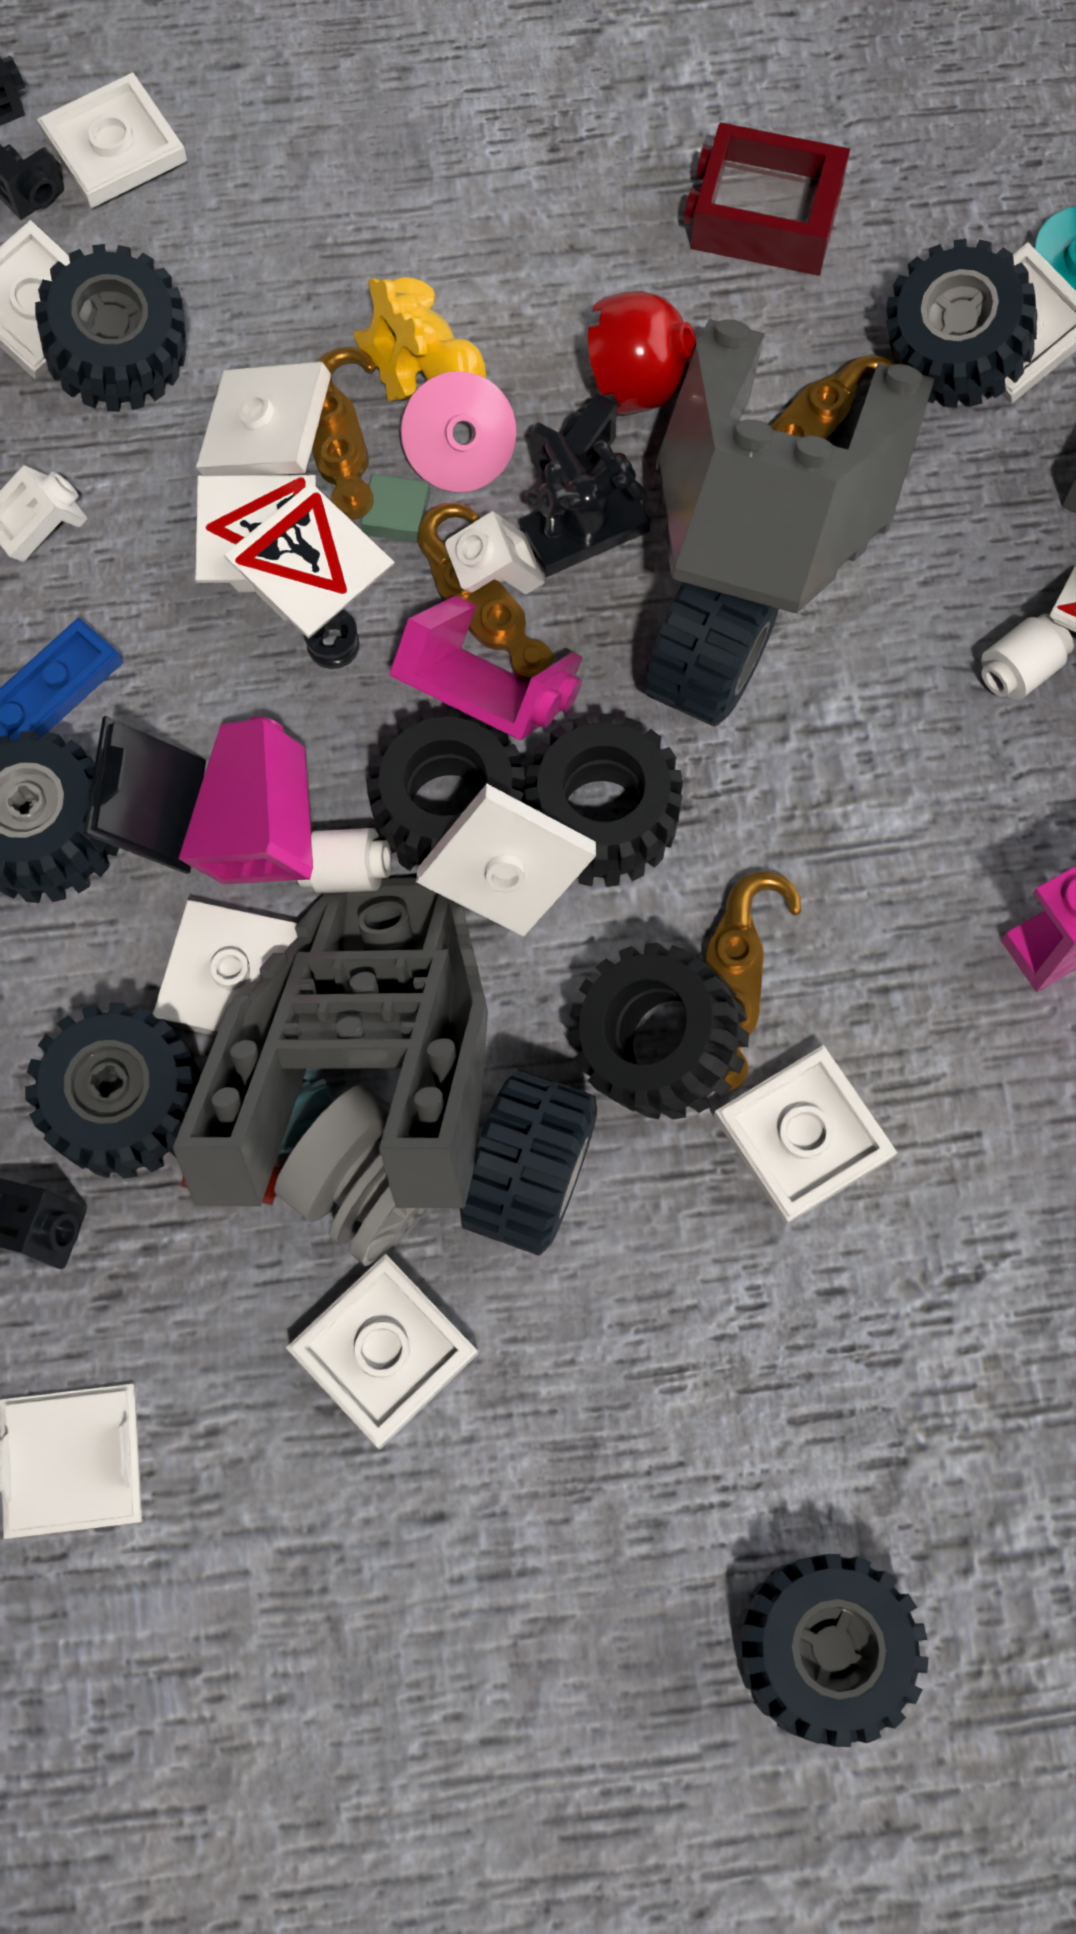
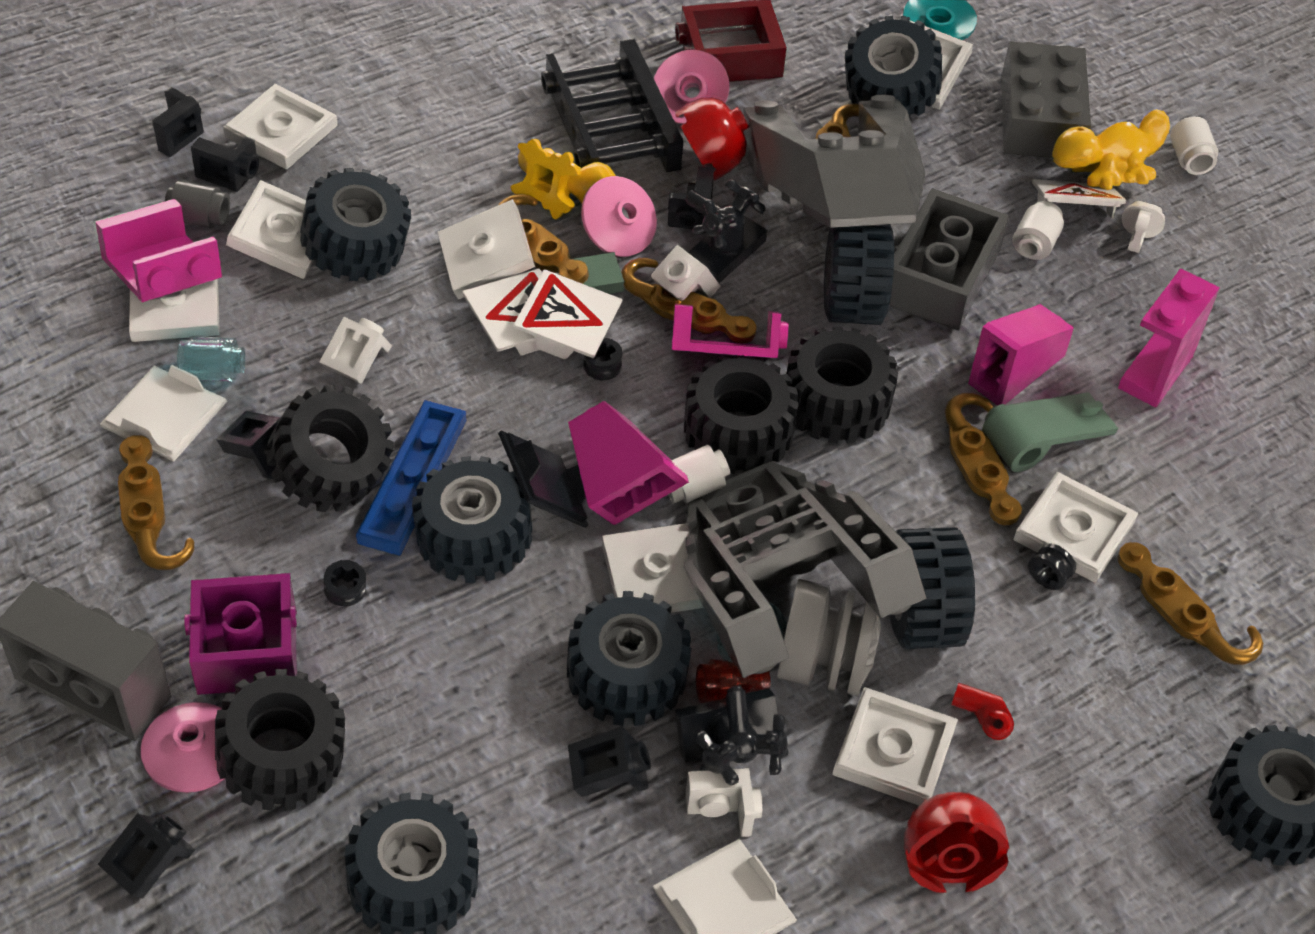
camera: 30 degrees left, 20 degrees down
(122, 1322) = (713, 797): none -> white bracket
(181, 1244) = (733, 731): none -> black piece
(370, 1517) = (955, 841): none -> red cylinder
(505, 860) = (810, 426): white plate -> none
(535, 1348) = (988, 709): none -> red arm
(593, 242) = (640, 92): none -> black fence
(618, 1004) = (956, 459): black tyre -> none
(654, 236) = (690, 70): none -> bright pink dish
(734, 1182) = (1052, 566): none -> black bush
(825, 966) = (1028, 429): none -> sand green door
(858, 657) = (946, 258): none -> dark grey brick
(879, 841) = (1017, 352): none -> dark pink slope
(880, 1313) = (1183, 607): none -> pearl gold piece

